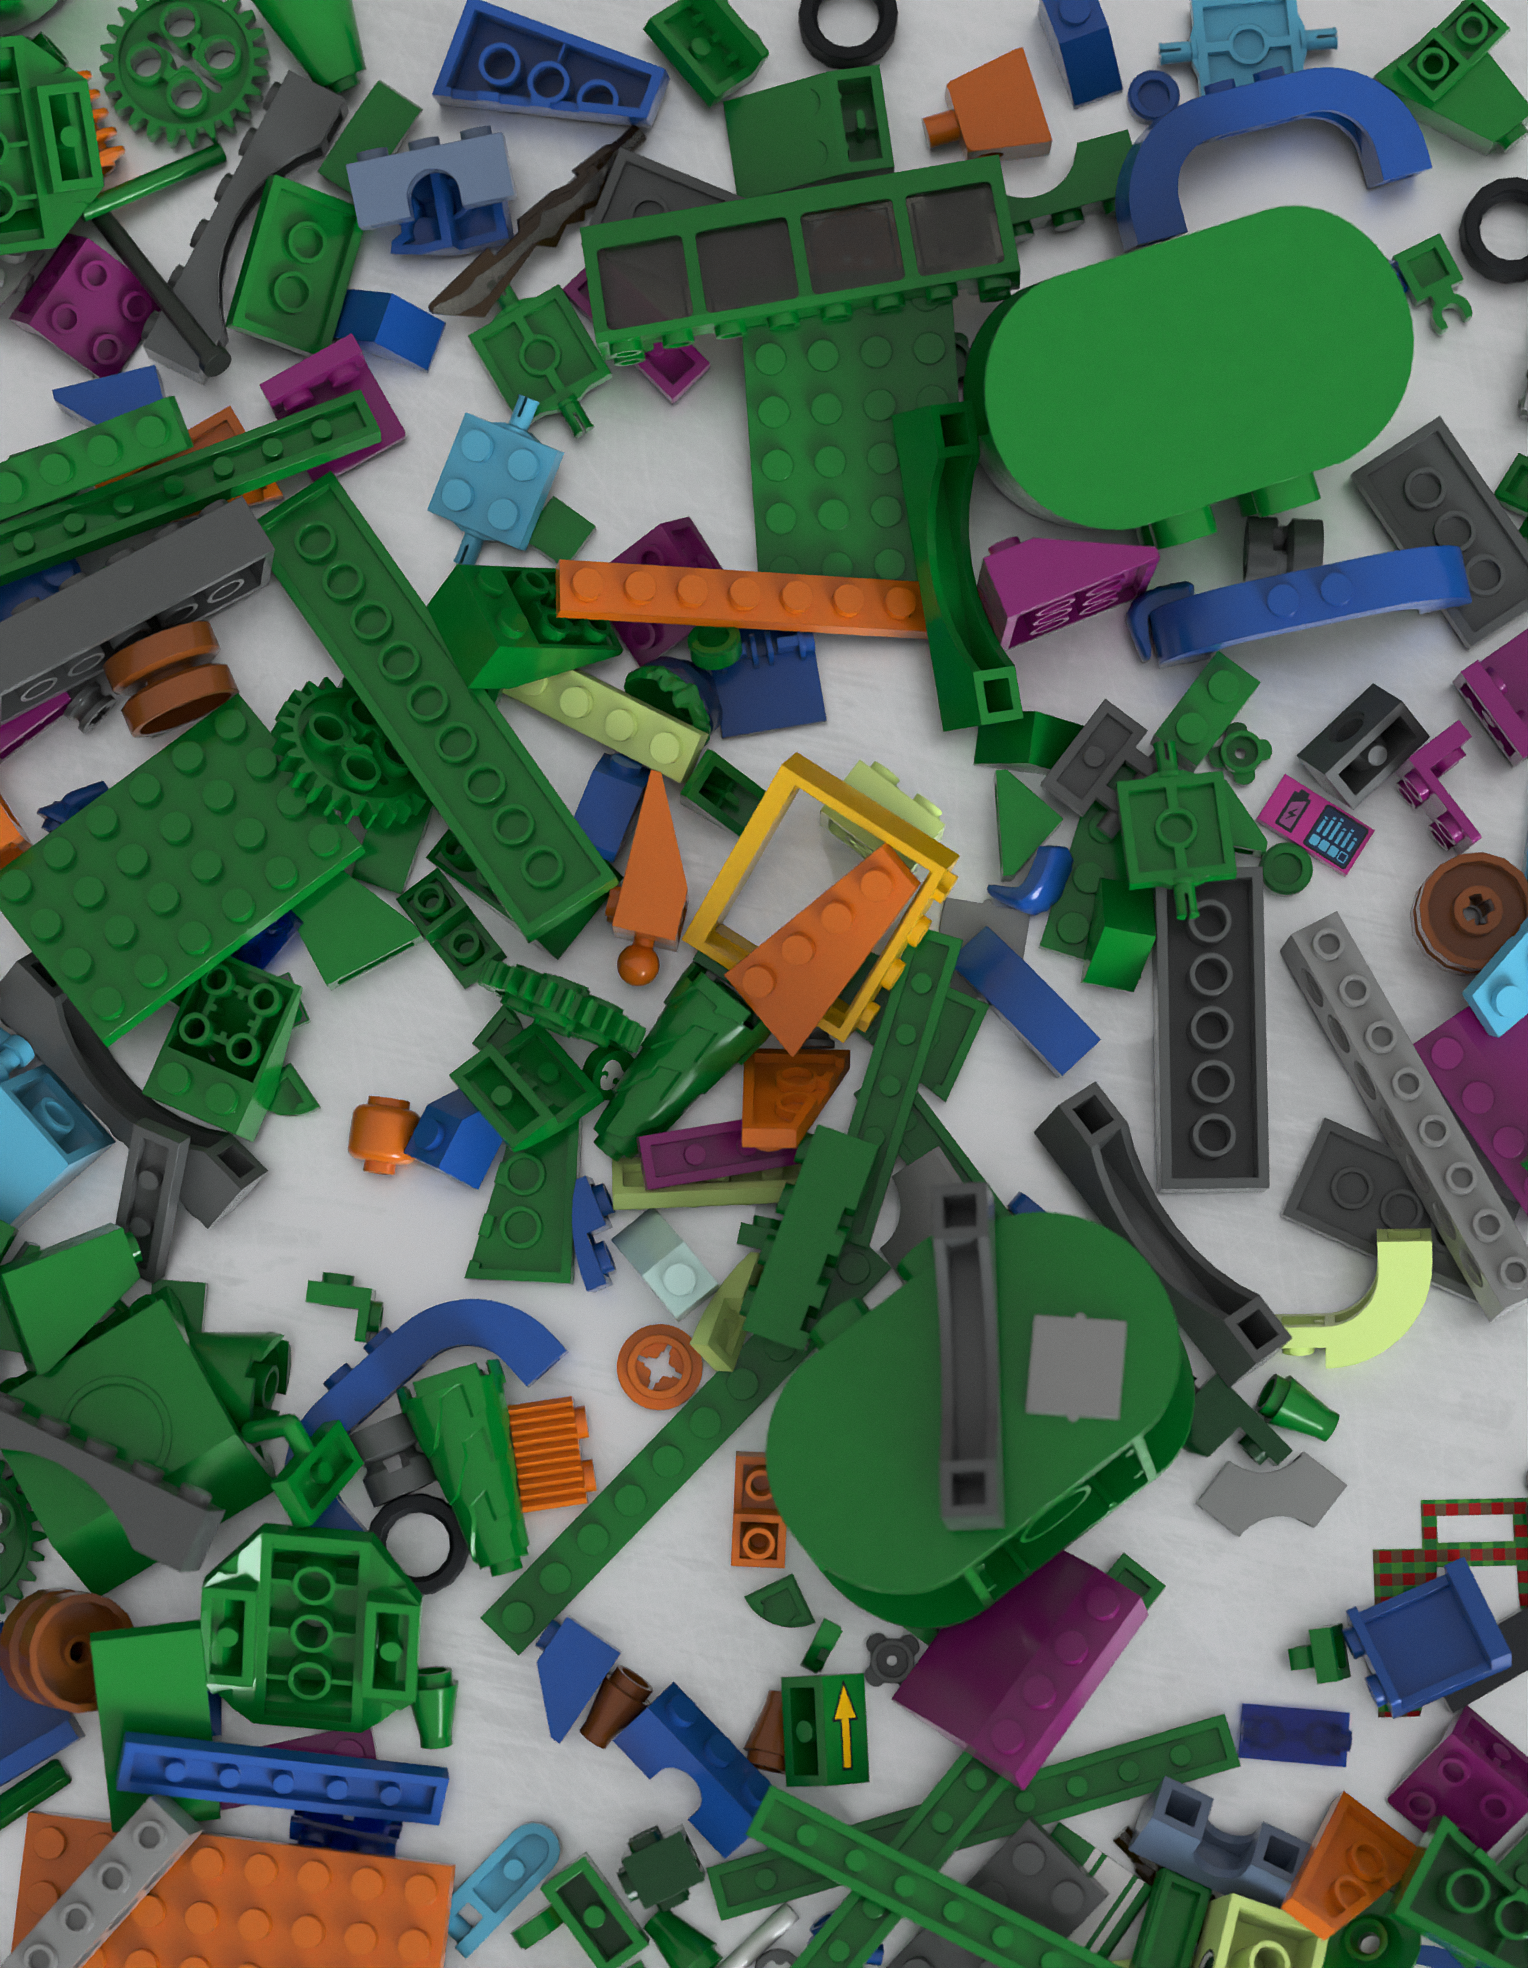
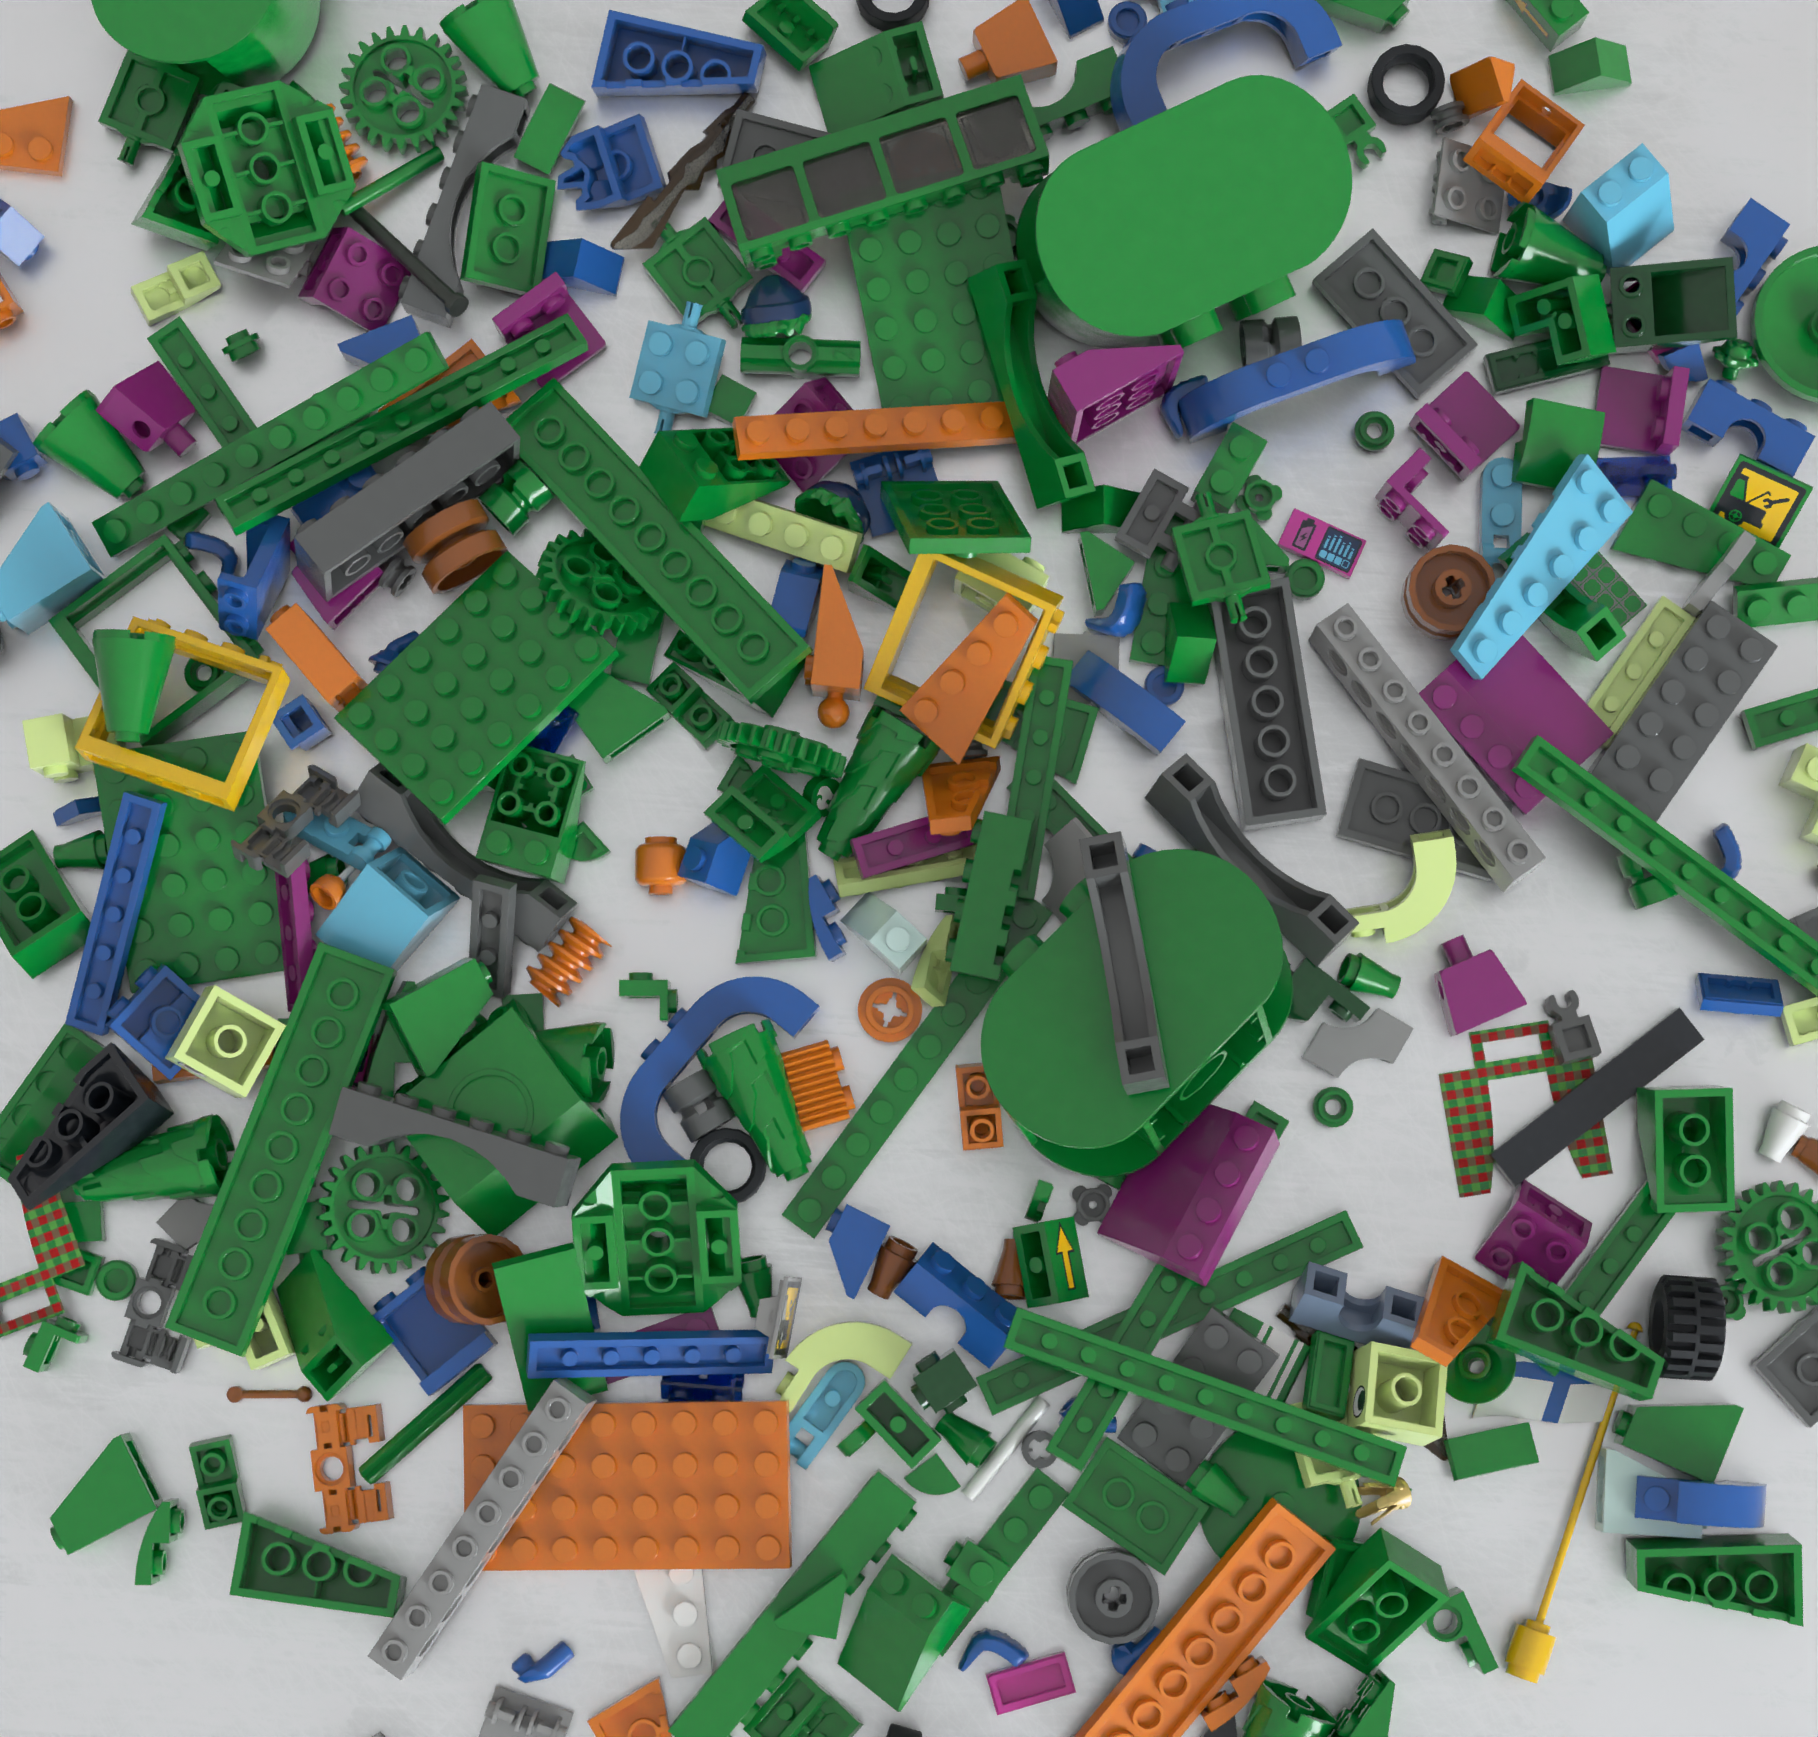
camera: 10 degrees left, 0 degrees up
(242, 1245) = (566, 960): none -> orange piece
(259, 623) = (516, 497): none -> green wheel
(317, 1470) = (646, 1115): green plate -> none
(385, 182) = (566, 155): sand blue arch -> none
(455, 1753) = (777, 1317): none -> light grey piece
(538, 1795) = (844, 1340): none -> yellowish green arch
(624, 482) = (827, 356): none -> green piece
(634, 420) = (775, 308): none -> dark blue hair
(714, 646) = (858, 468): green tile -> none
(781, 1603) = (1005, 1173): green tile -> none
(831, 731) = (954, 517): none -> green plate
(1076, 1367) = (1206, 961): light grey piece -> none
(1079, 996) = (1165, 692): none -> blue tile
(1243, 1579) = (1345, 1104): none -> green plate
(1294, 1735) = (1400, 1219): clear blue hinge -> none
(1324, 1653) = (1415, 1155): green tile -> none
(1363, 746) = (1350, 479): dark grey brick -> none
(1416, 673) = (1377, 419): none -> green plate
(1427, 1641) = (1490, 1135): blue panel -> none
(1434, 1442) = (1474, 987): none -> magenta torso

